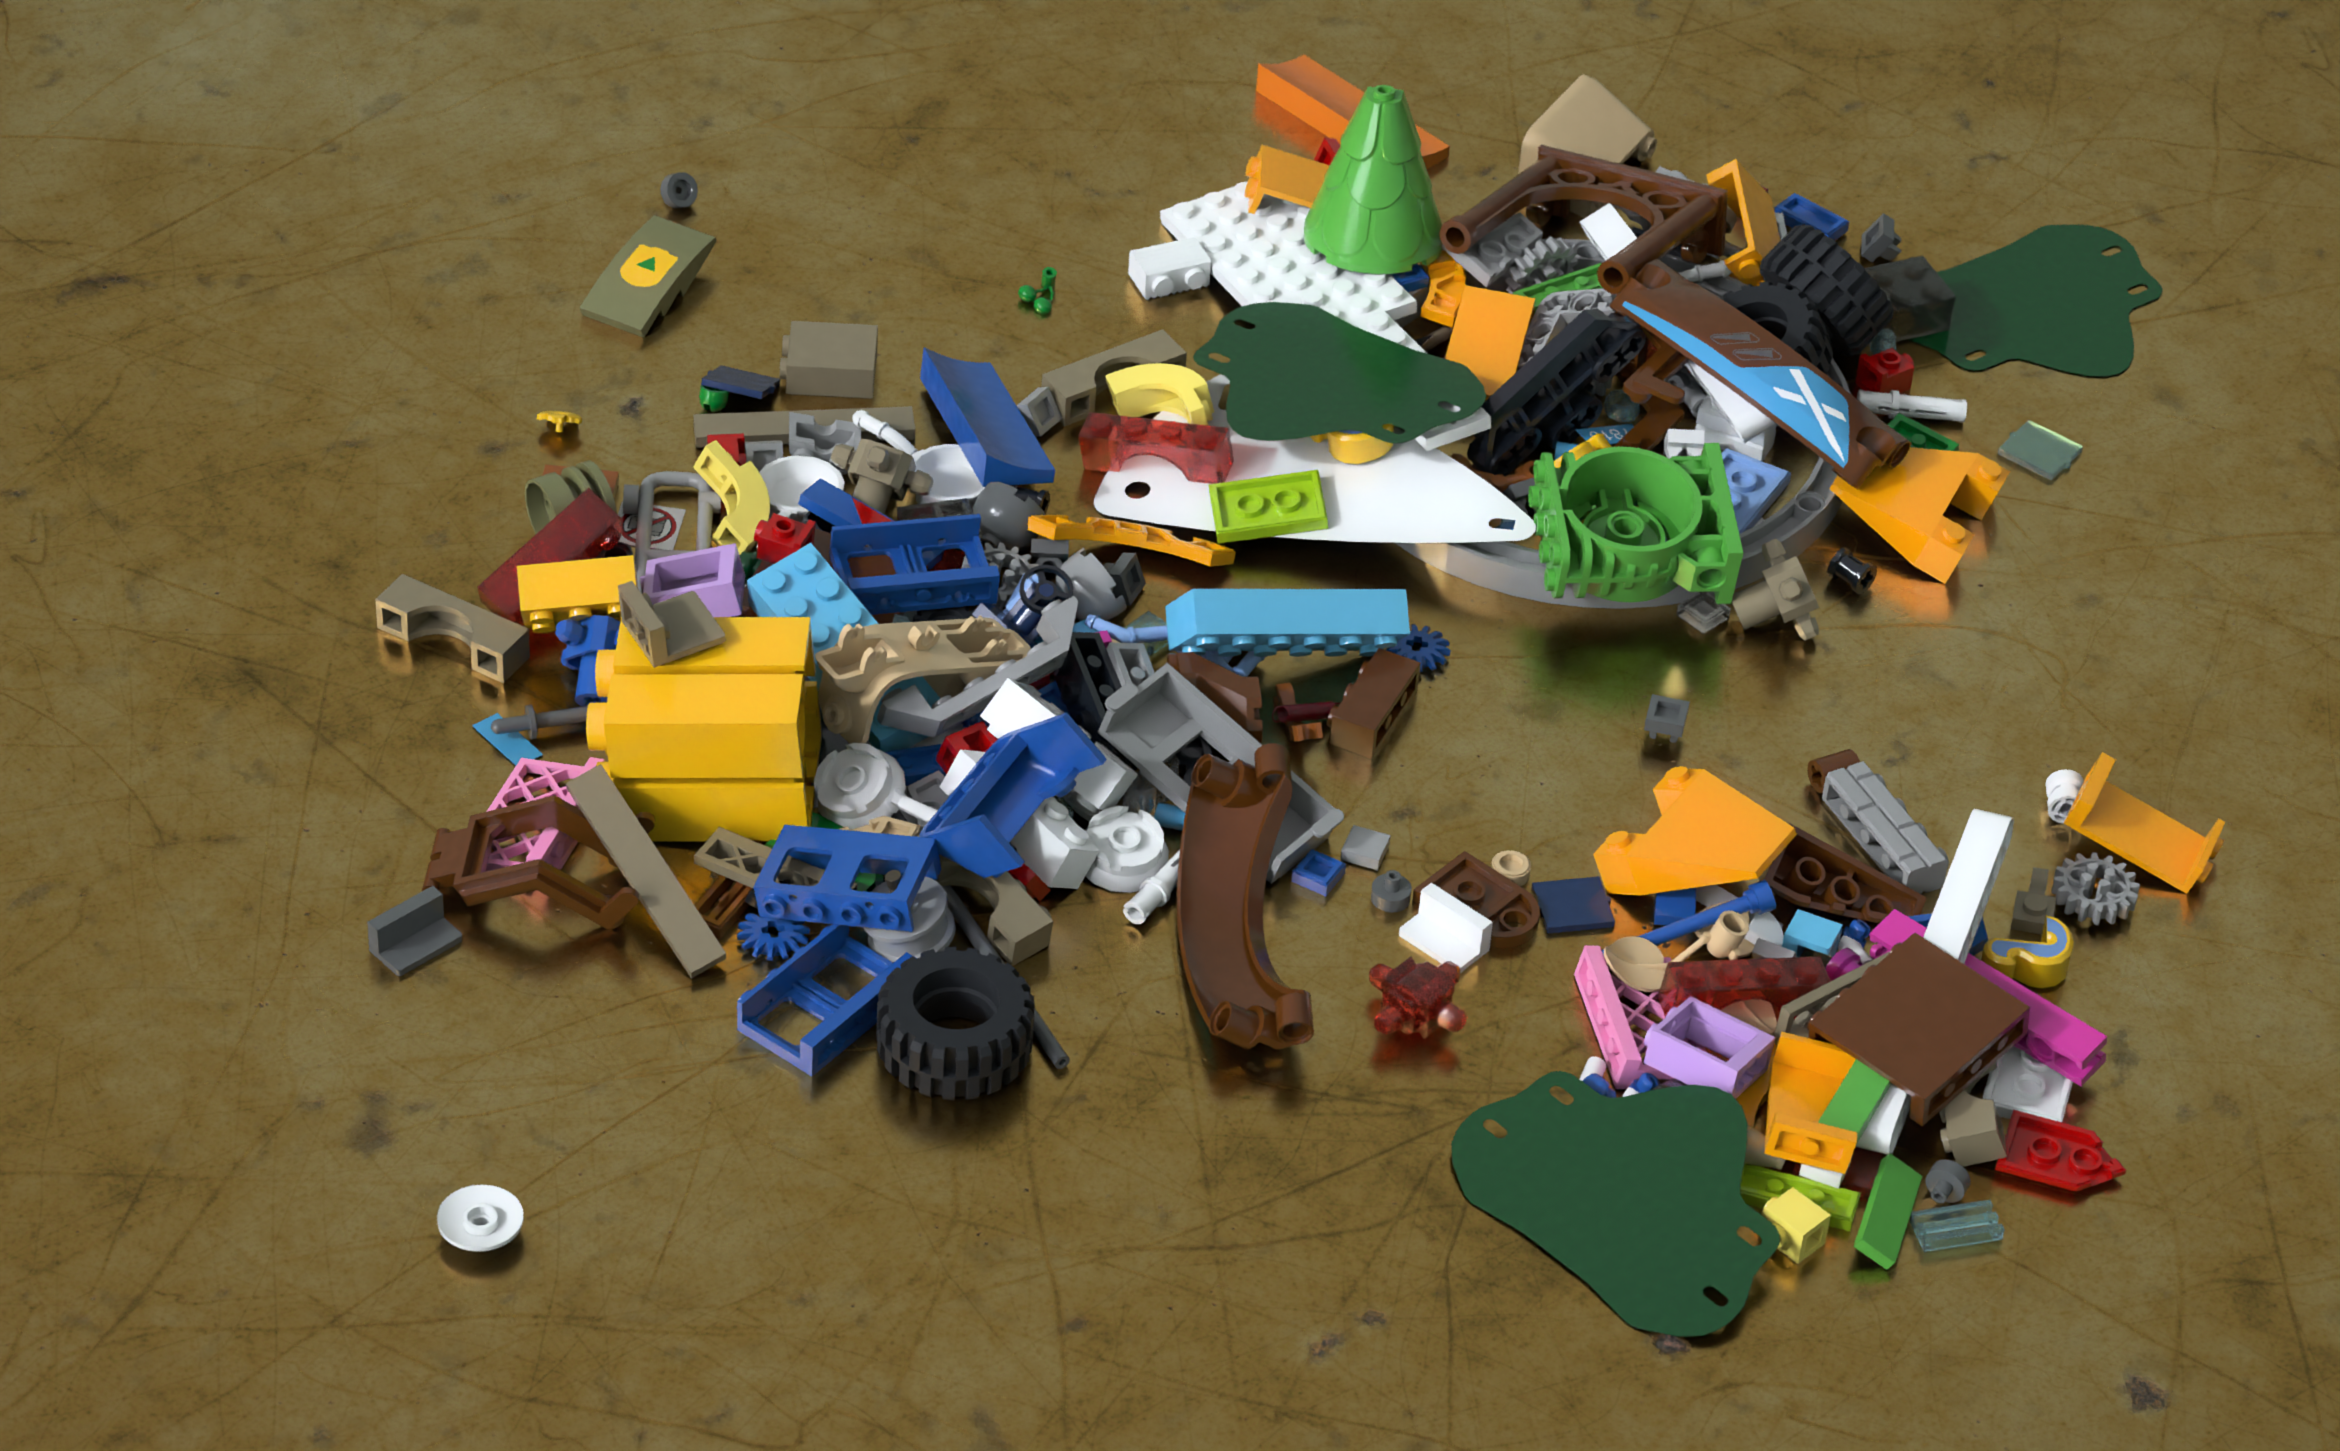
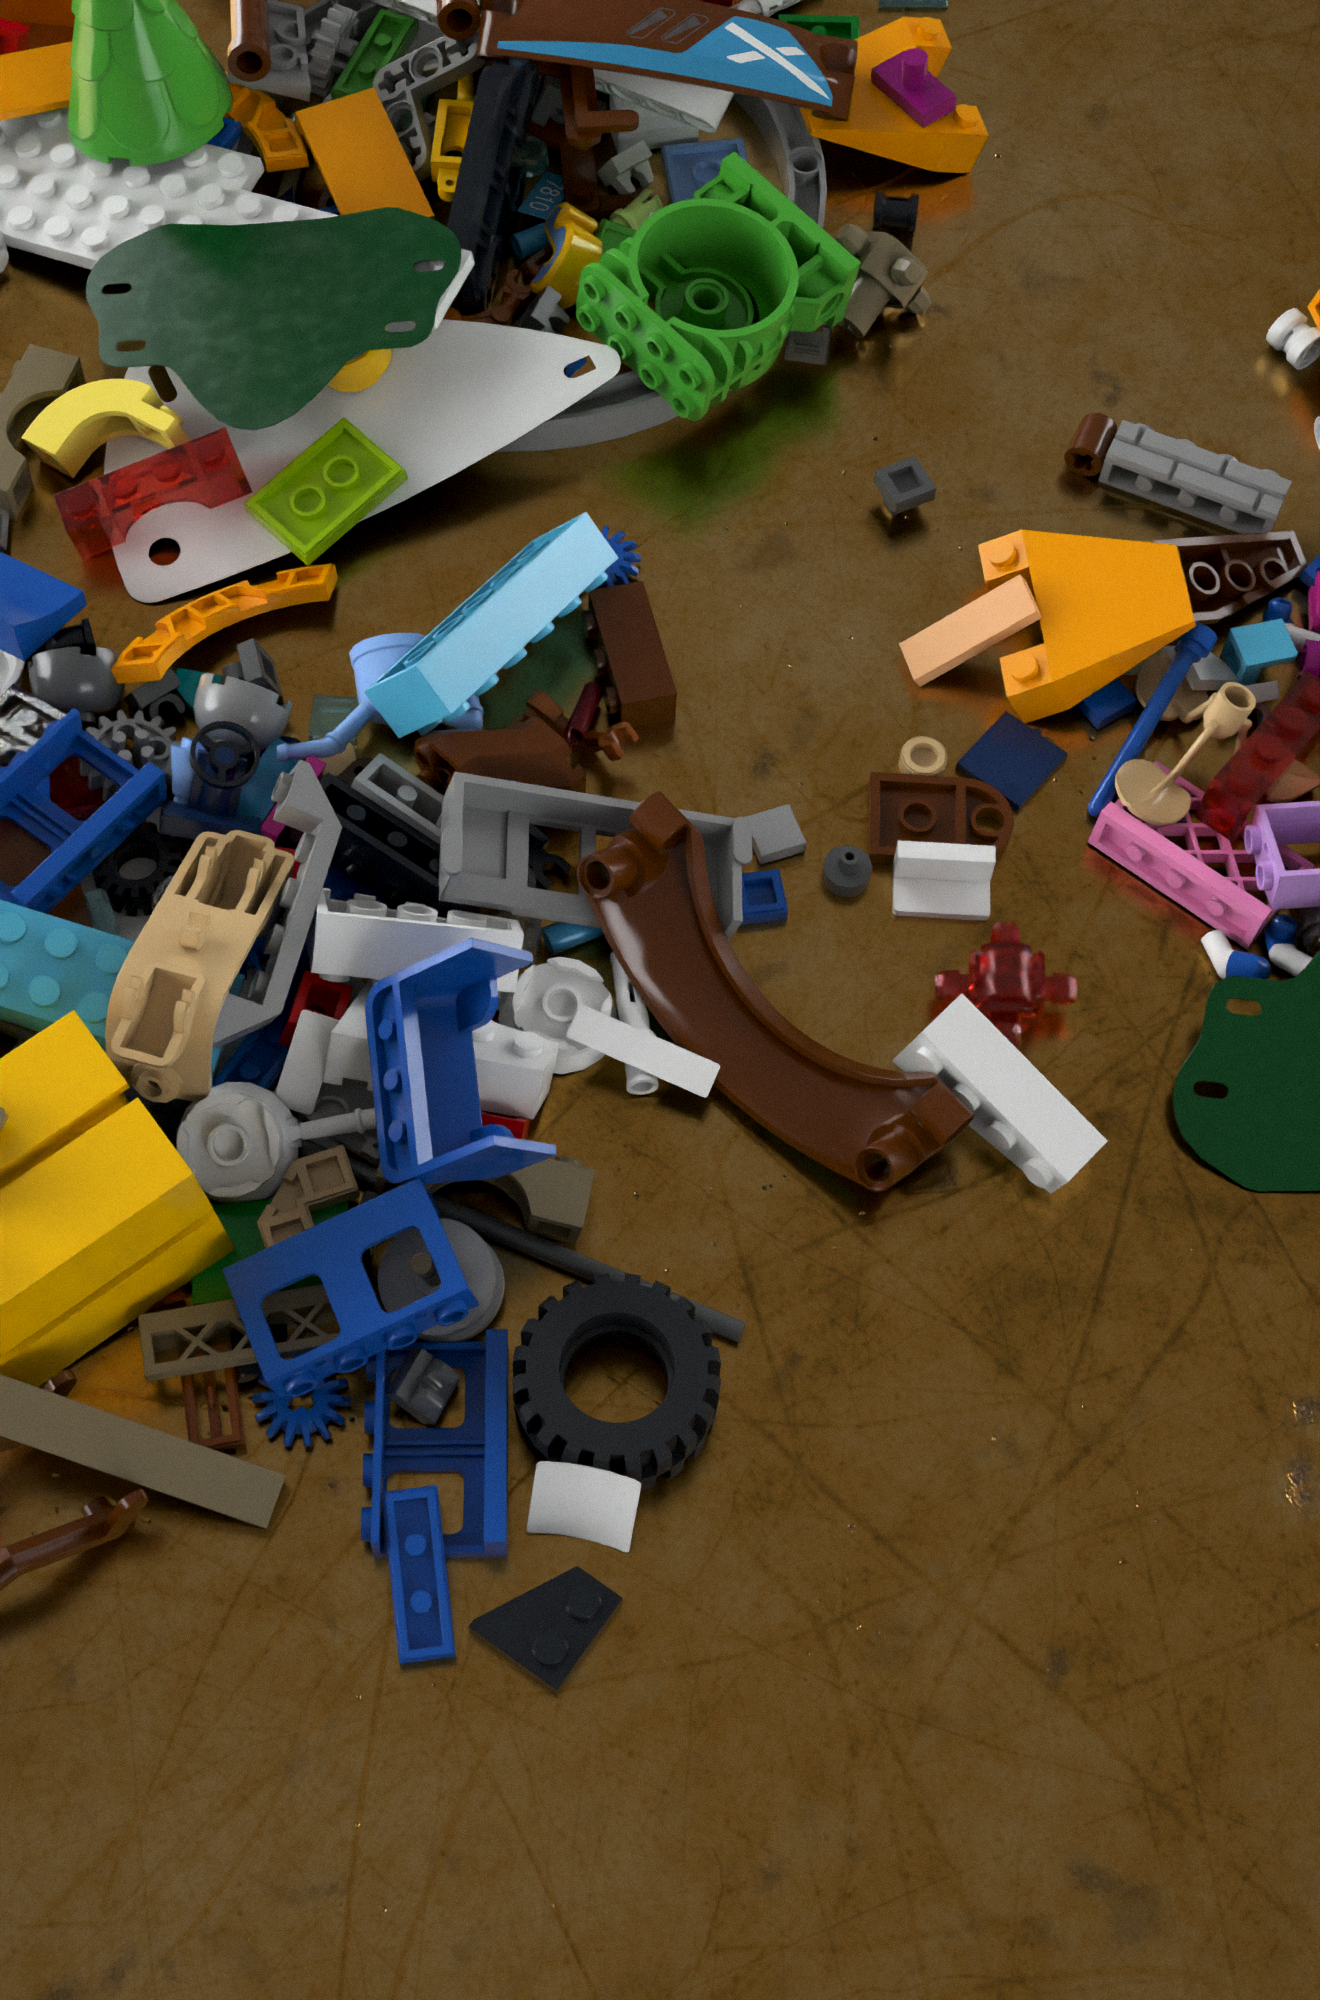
camera: 40 degrees left, 20 degrees up
(751, 1042) = (418, 1574): none -> blue tile
(802, 1116) = (550, 1626): none -> black wing
(846, 964) = (423, 1385): none -> dark grey tile
(874, 1062) = (583, 1503): none -> white sticker
(932, 771) = (305, 1062): none -> white sticker
(1150, 890) = (643, 1051): none -> white sticker
(1348, 1040) = (1008, 1095): none -> white wedge
(1612, 809) = (970, 630): none -> light nougat tile
(1928, 493) = (914, 88): none -> magenta tile

